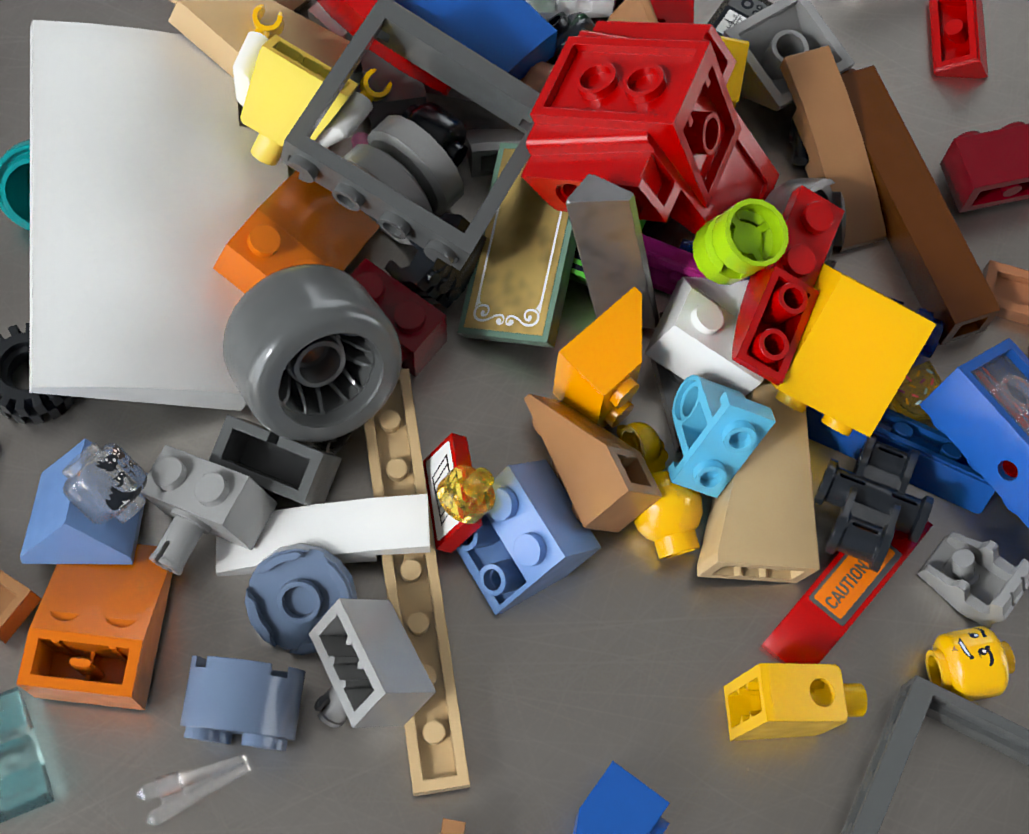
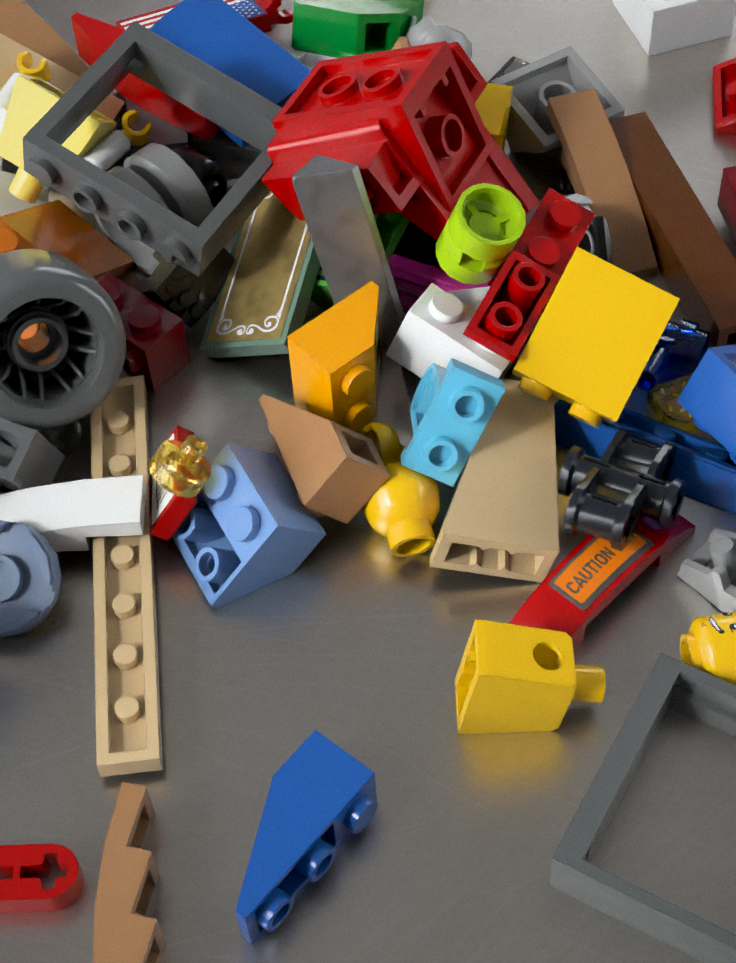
camera: 10 degrees right, 15 degrees down
(370, 666) = (59, 631): light grey brick -> none

